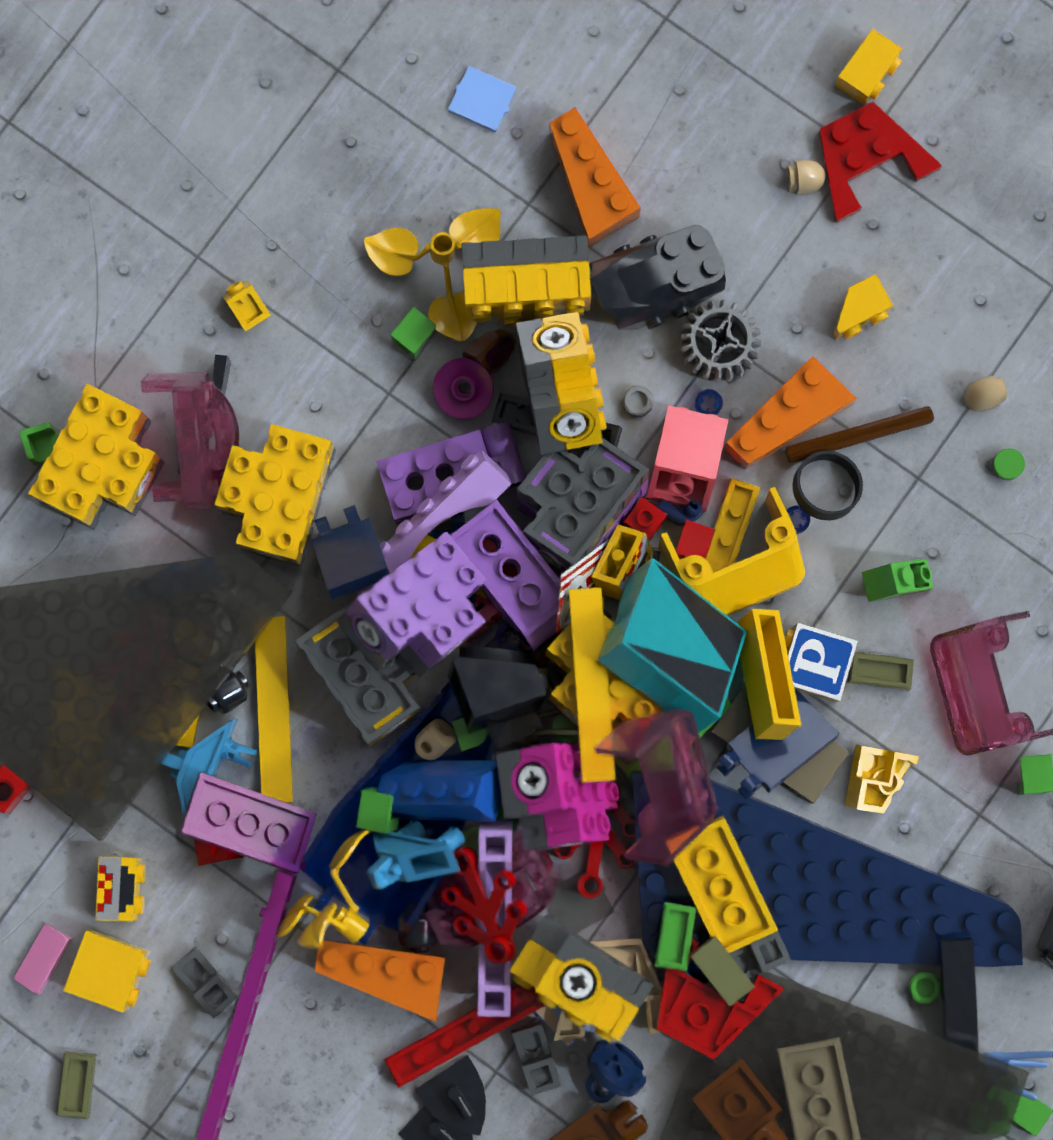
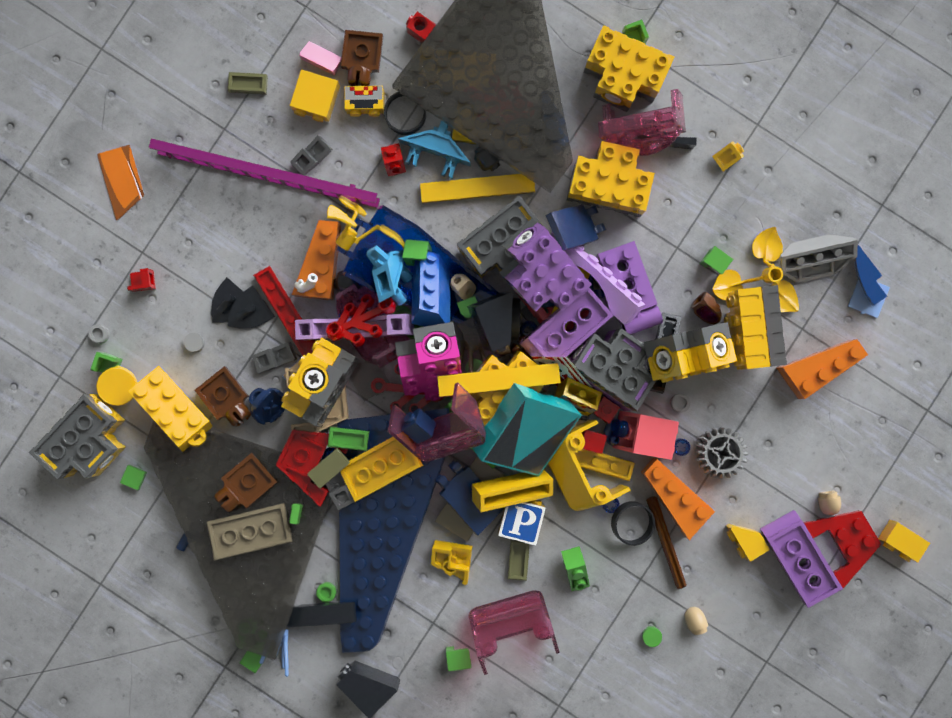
camera: 85 degrees right, 5 degrees up
(45, 890) = (361, 56): none -> reddish brown plate
(113, 836) = (402, 132): none -> black tyre
(247, 823) = (406, 174): plate -> none
(416, 176) = (817, 257): none -> light grey wedge
(421, 990) = (309, 284): none -> white arm
(449, 99) = (867, 276): none -> blue slope
(450, 395) = (676, 287): magenta dish -> none
(658, 278) = (760, 412): black slope -> none
(660, 817) = (418, 426): none -> dark blue brick
(675, 499) = (619, 428): none -> clear blue bush
(794, 1028) = (296, 513): none -> bright green tile
(866, 240) = (791, 543): none -> medium lavender hinge

